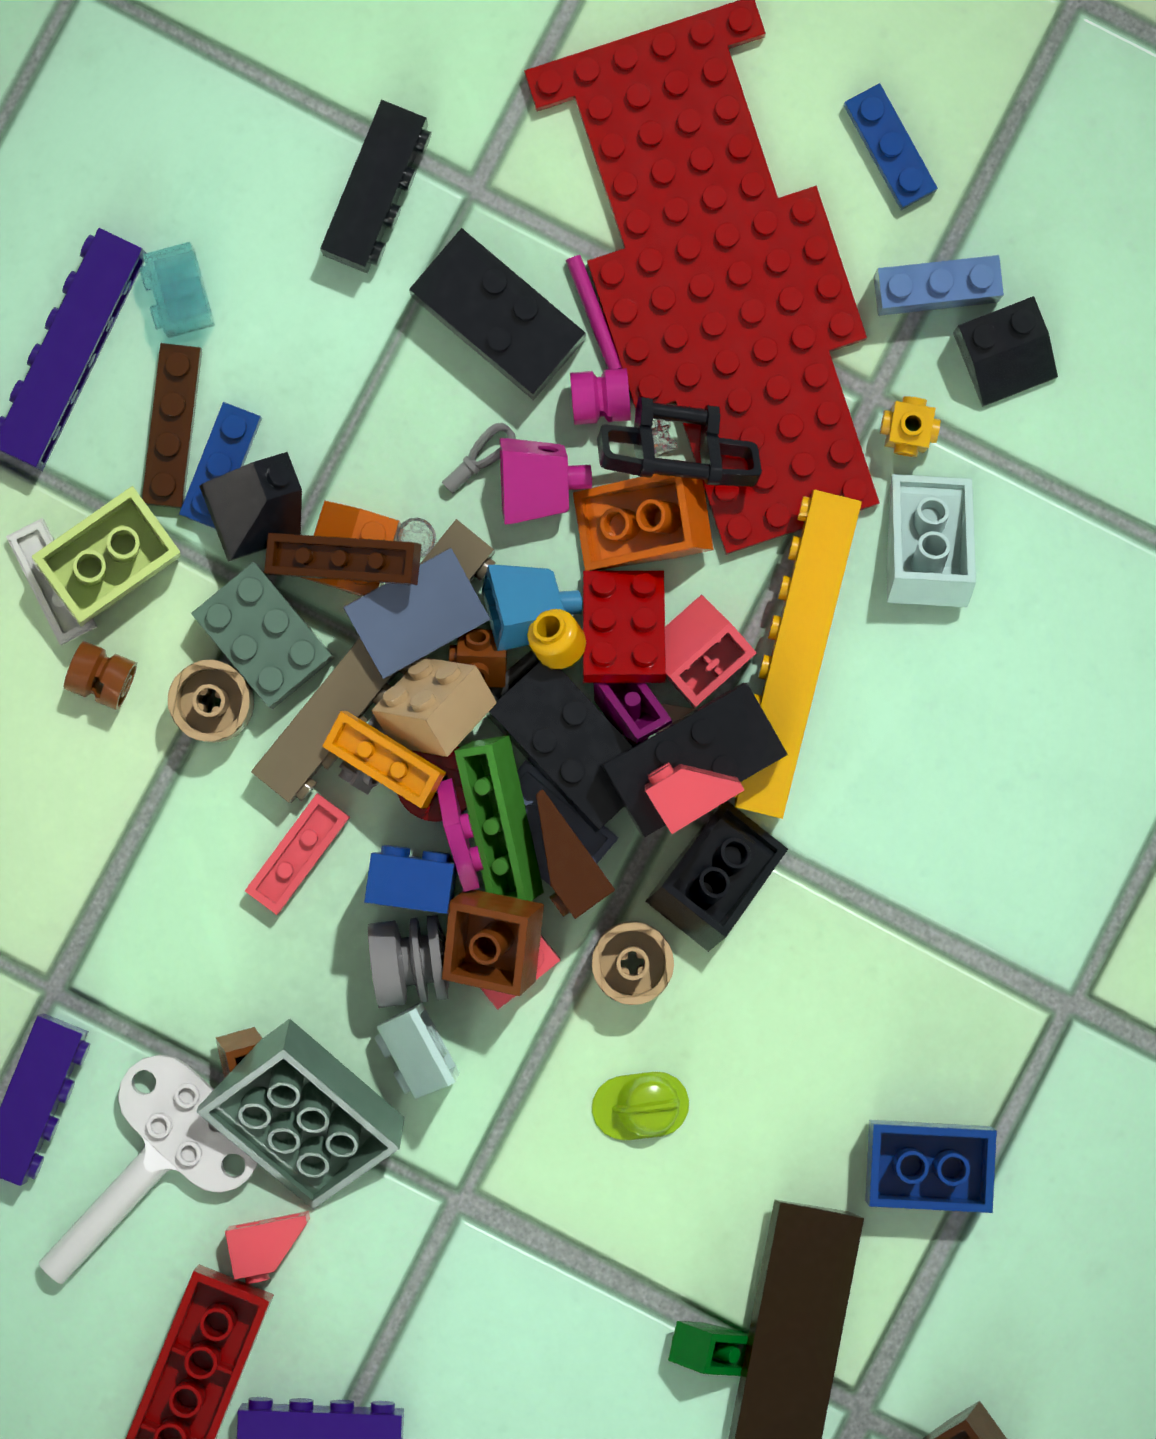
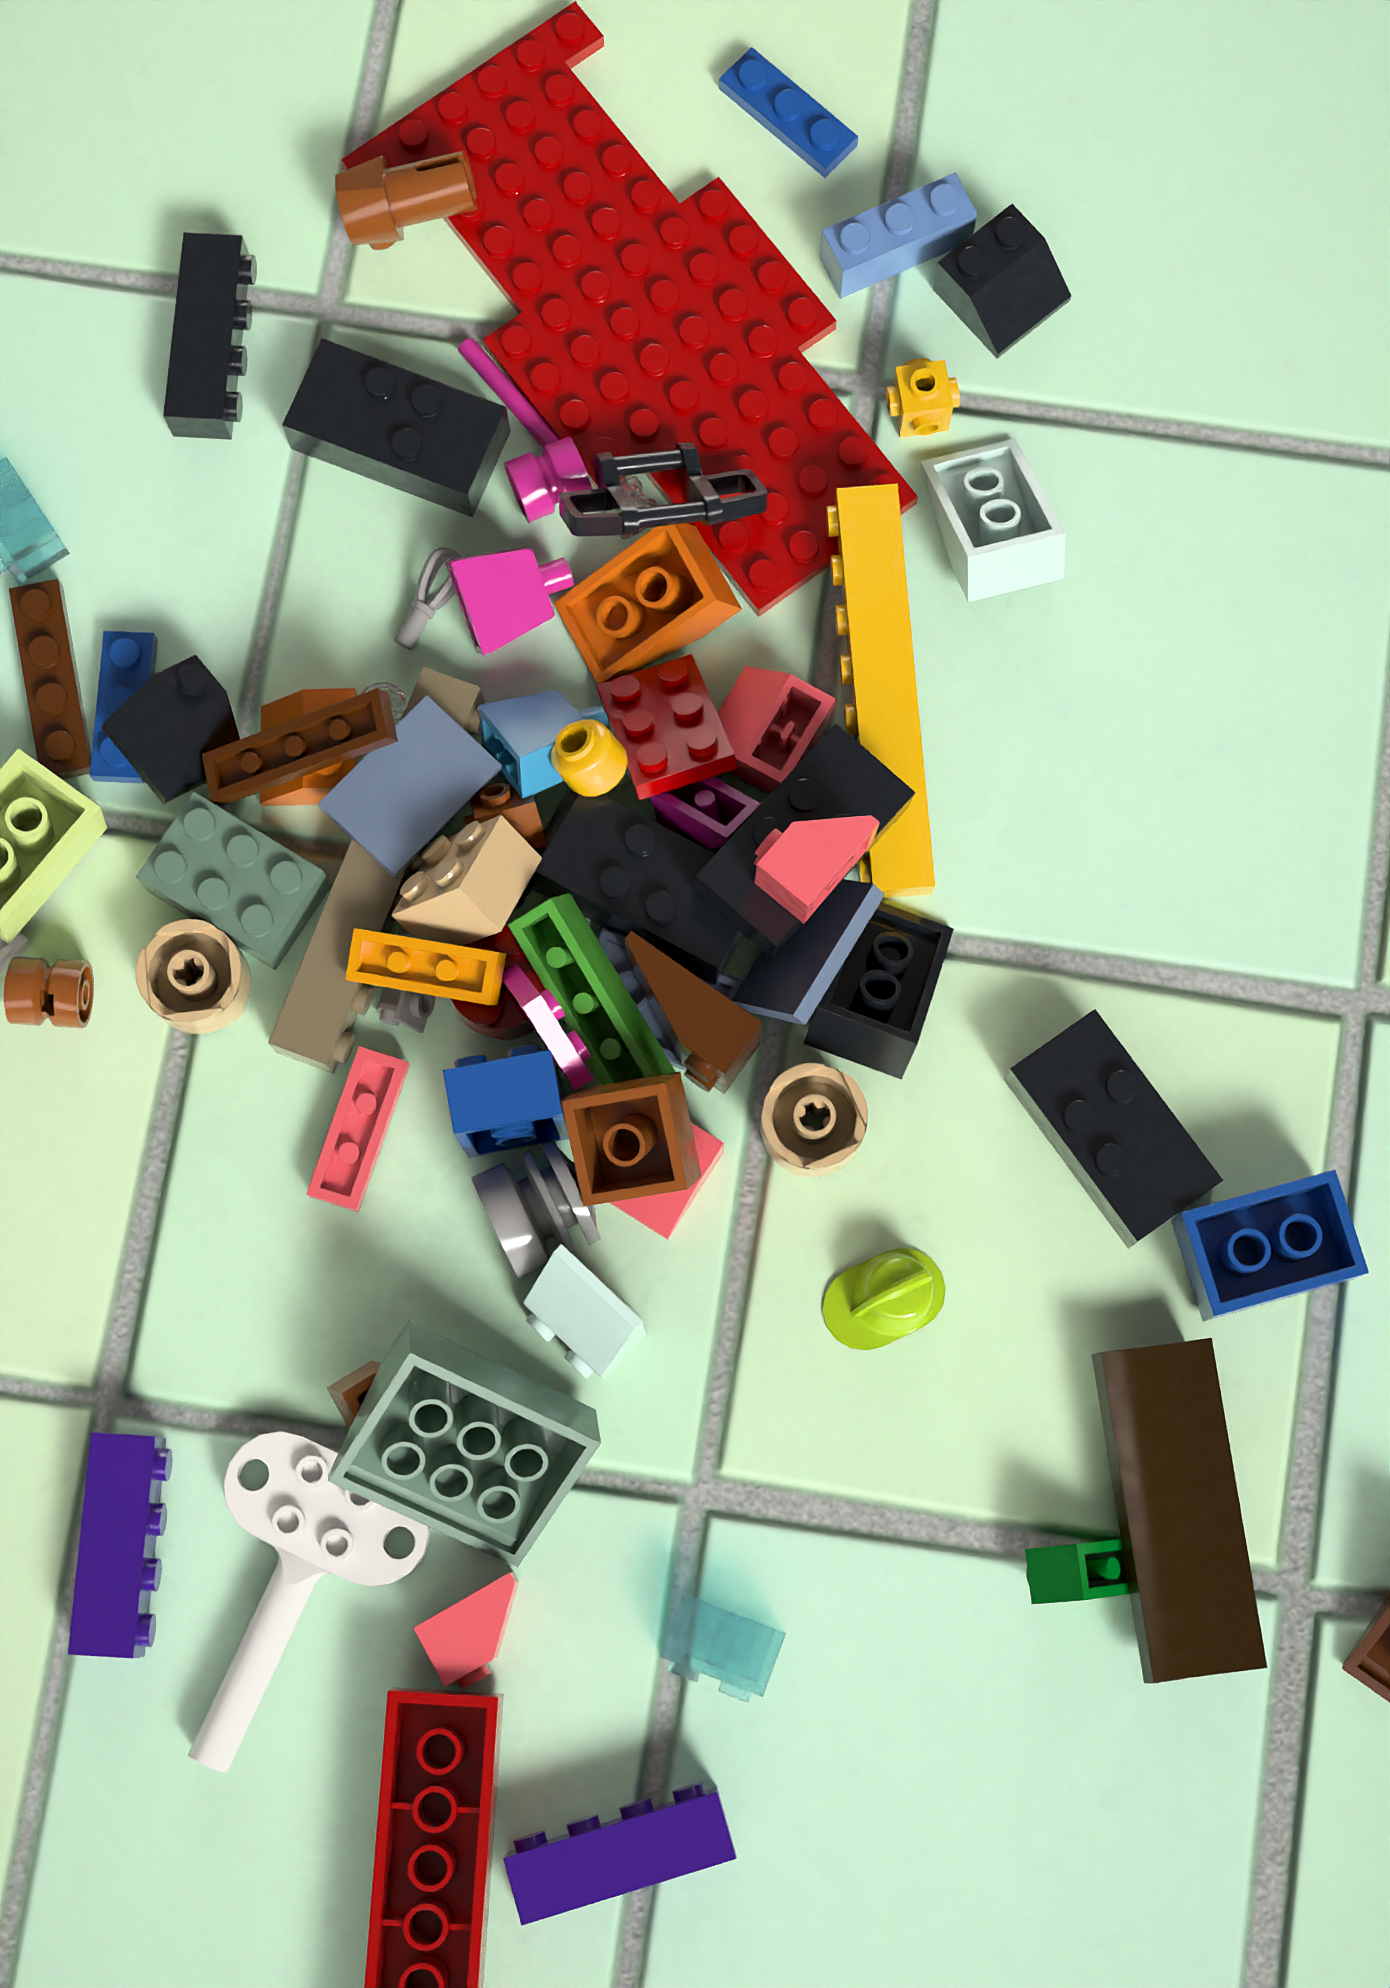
camera: 15 degrees left, 10 degrees down
(439, 1315) = (722, 1647): none -> clear light blue brick
(544, 125) = (383, 200): none -> dark orange piece
(658, 856) = (805, 966): none -> sand blue tile
(849, 1041) = (1112, 1128): none -> black brick

